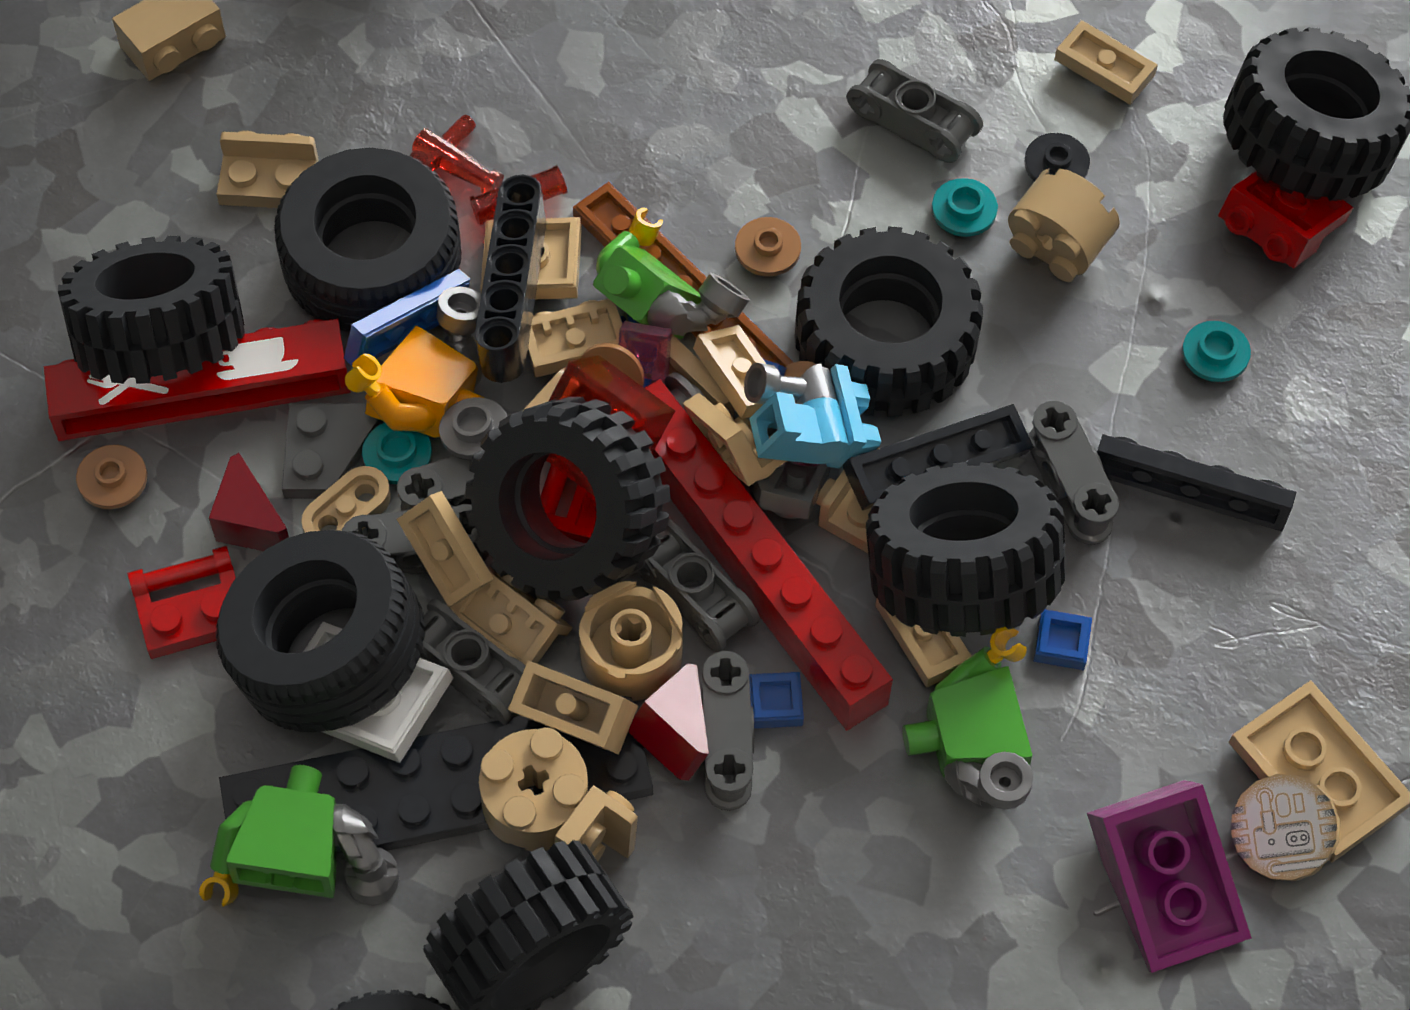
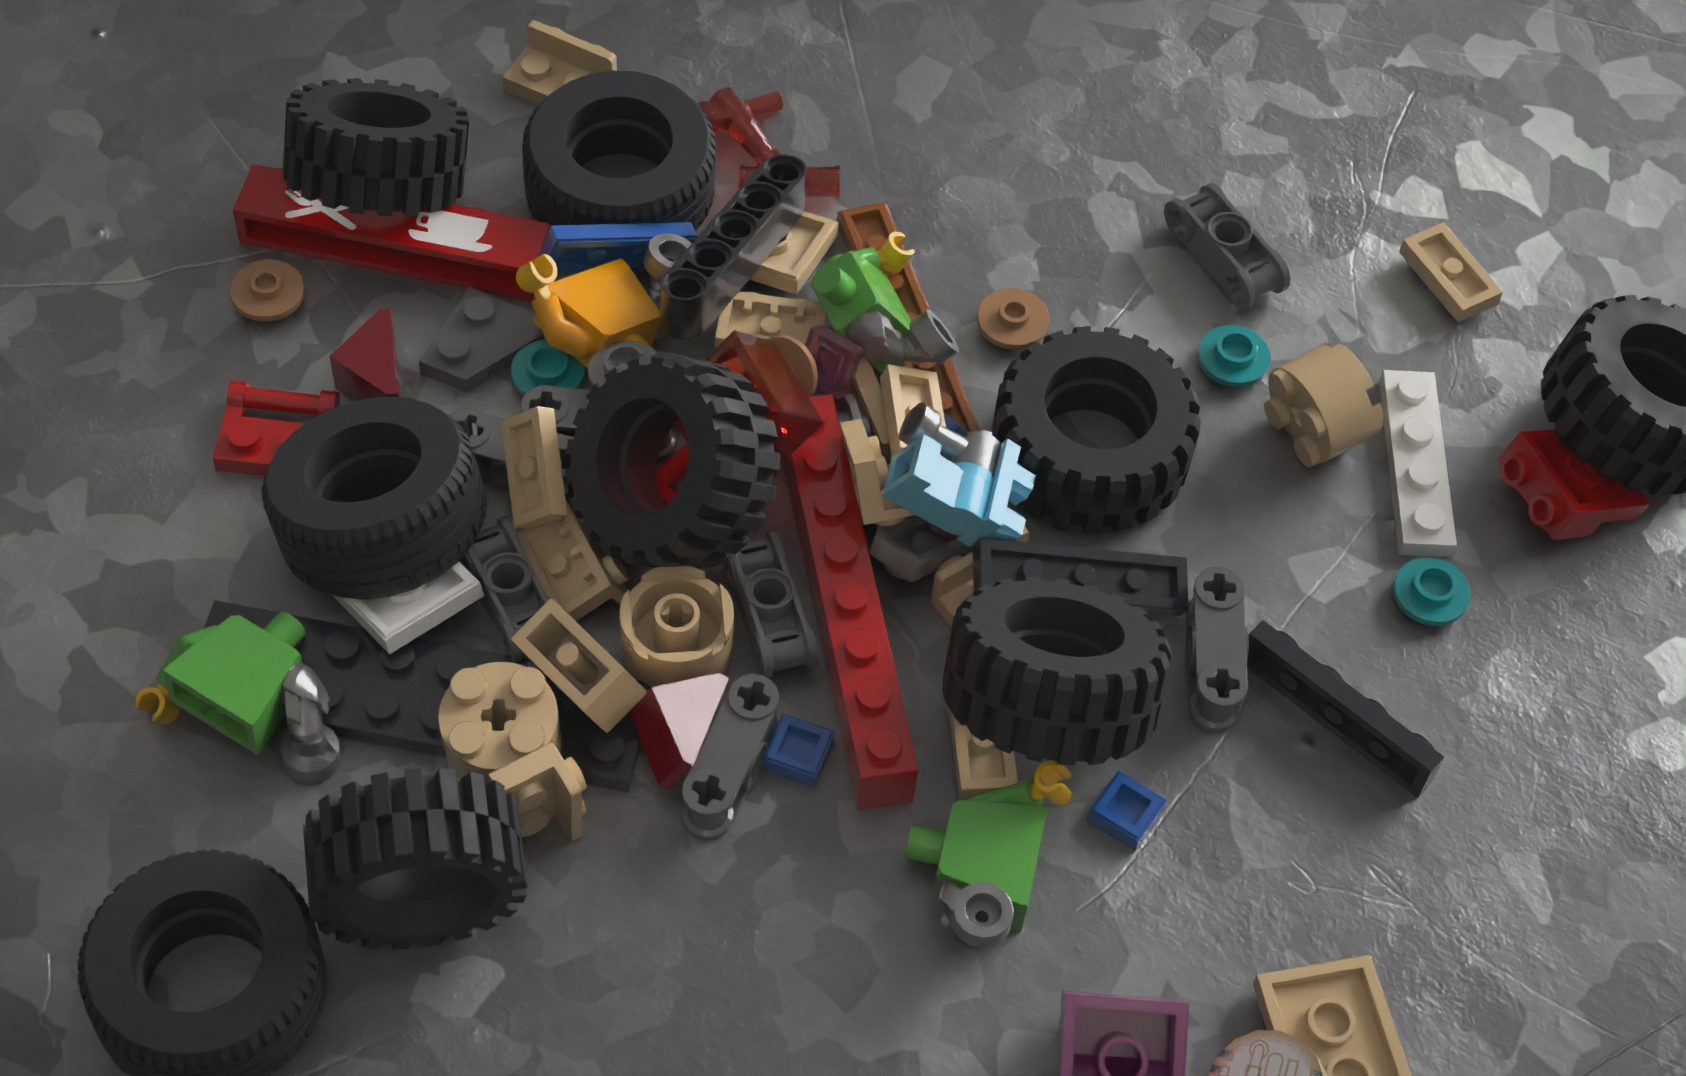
camera: 20 degrees right, 5 degrees down
(341, 500) = (476, 391): tan plate -> none
(1056, 152) = (1360, 337): black piece -> none
(1155, 244) = (1417, 464): none -> white plate

